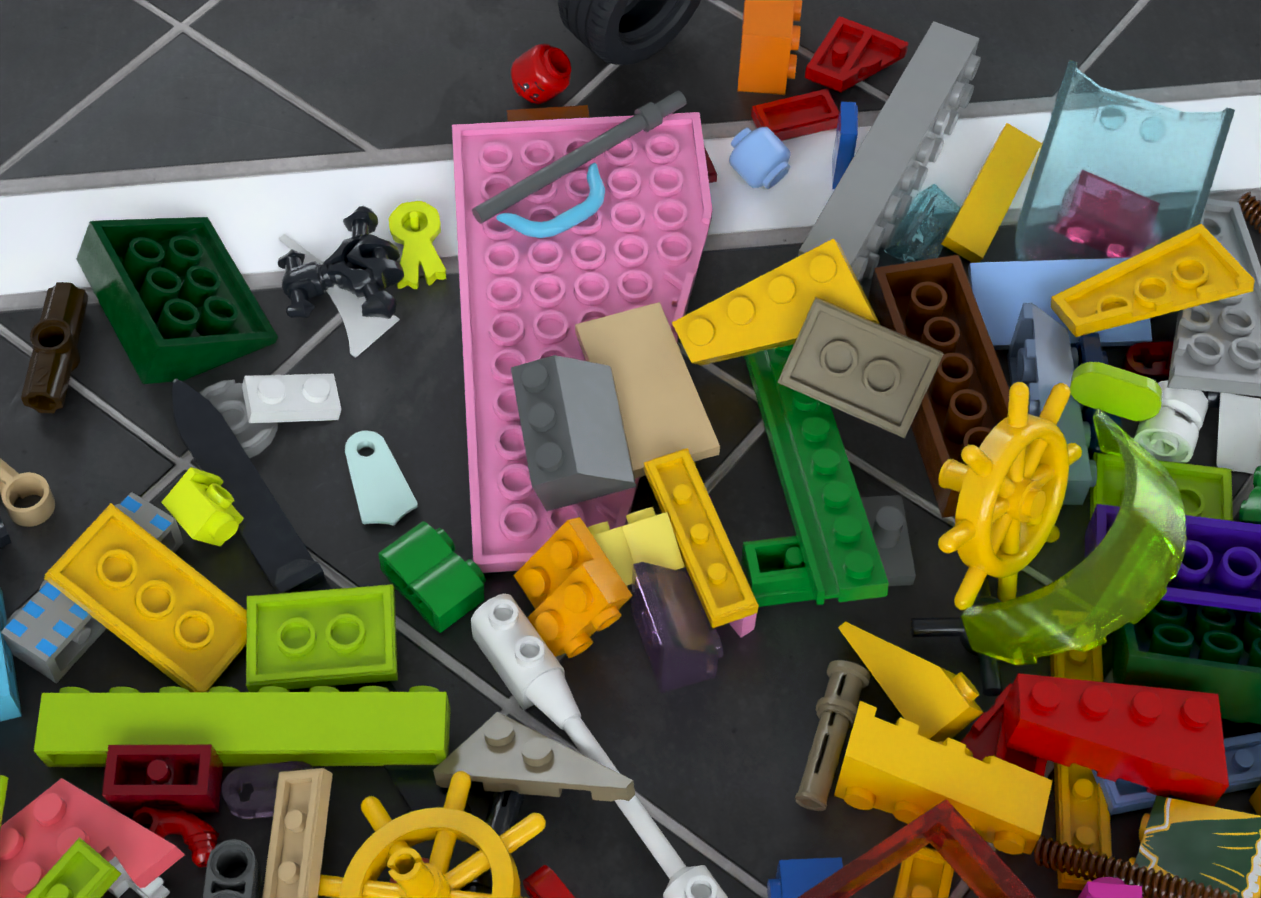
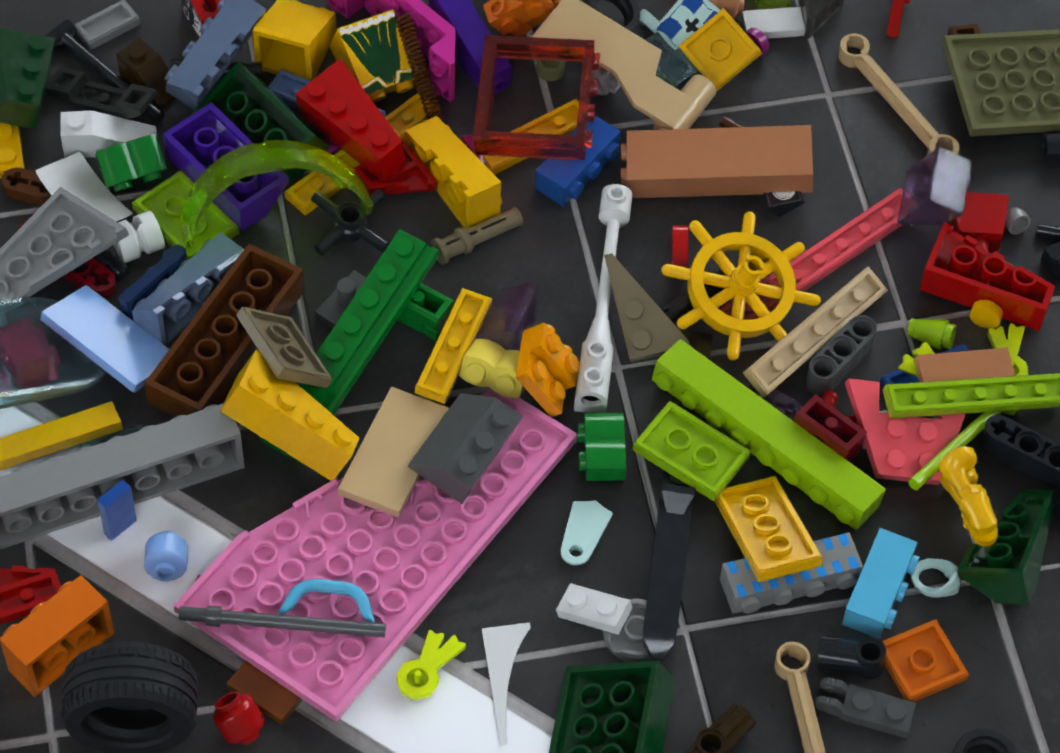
camera: 140 degrees left, 0 degrees up
(203, 507) = (700, 567): neon yellow brick -> none
(359, 265) = (483, 663): black piece -> none
(798, 115) = (109, 580): red tile -> none
(919, 689) = (417, 207): yellow slope -> none
(1009, 494) = (292, 223): yellow piece -> none
(1116, 391) = (158, 251): lime tile -> none
(1159, 281) = (50, 282): yellow wing -> none

